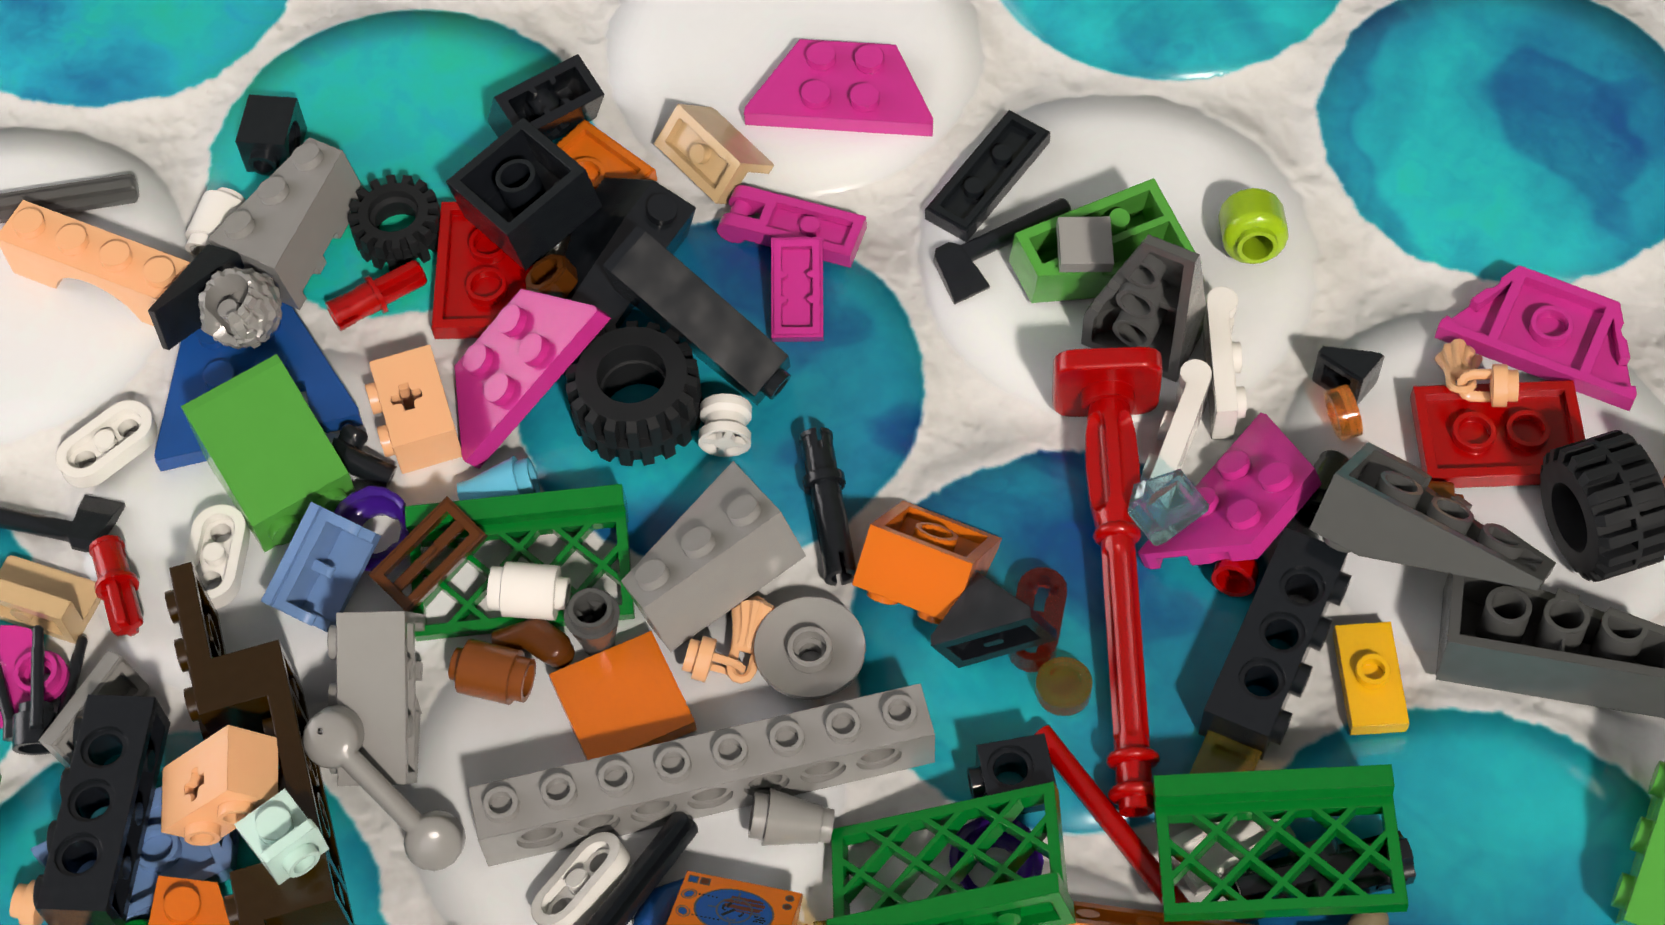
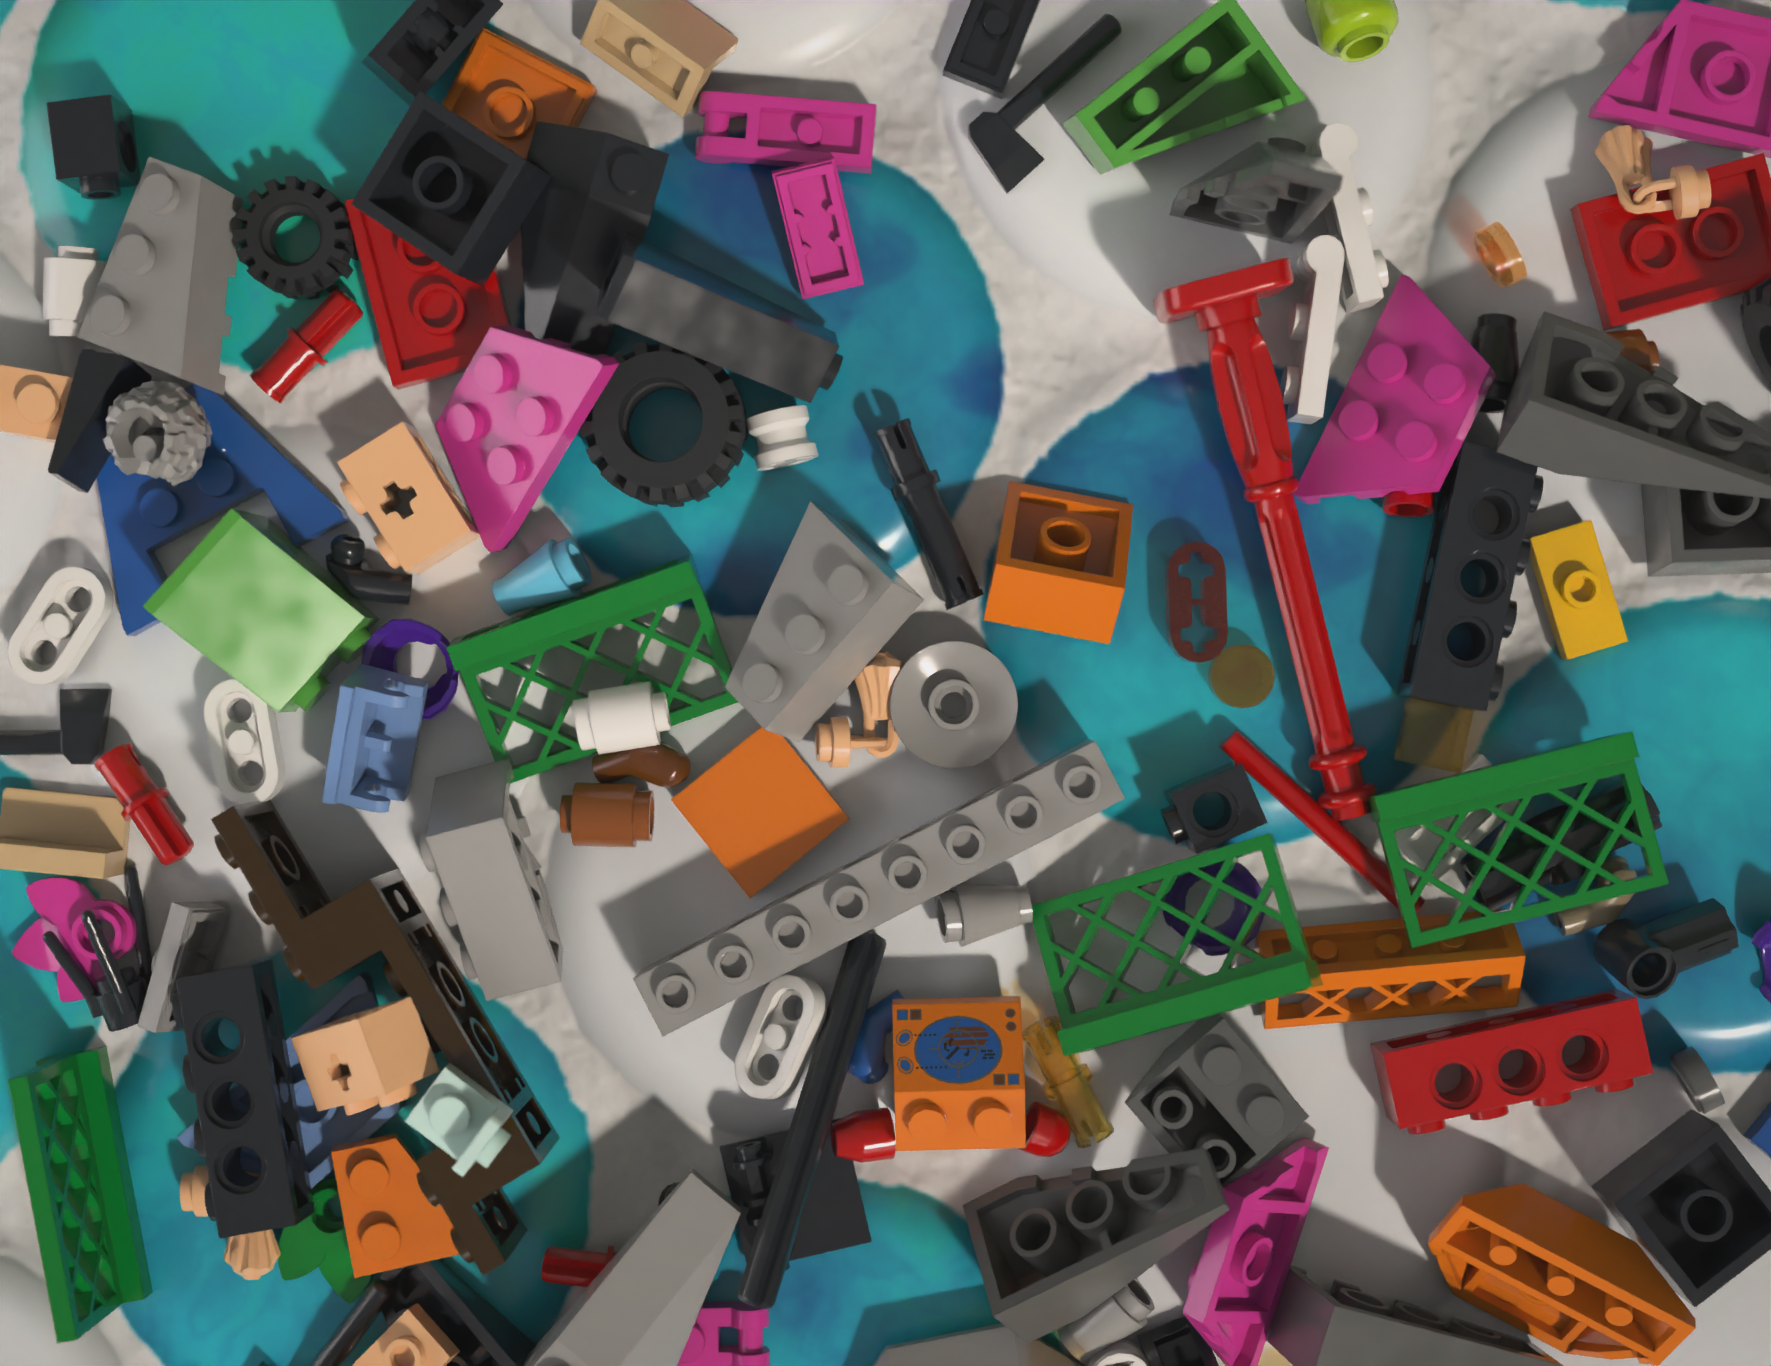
camera: 15 degrees left, 30 degrees up
(412, 540) = (518, 656): reddish brown tile -> none
(431, 838) = (472, 976): light grey piece -> none
(552, 276) = (520, 297): reddish brown tile -> none
(593, 619) = (687, 742): dark grey cone -> none
(988, 625) = (1154, 632): black slope -> none
(1084, 244) = (1165, 115): light grey tile -> none
(1165, 505) = (1321, 448): clear light blue slope -> none
(1348, 366) = (1497, 200): black slope -> none

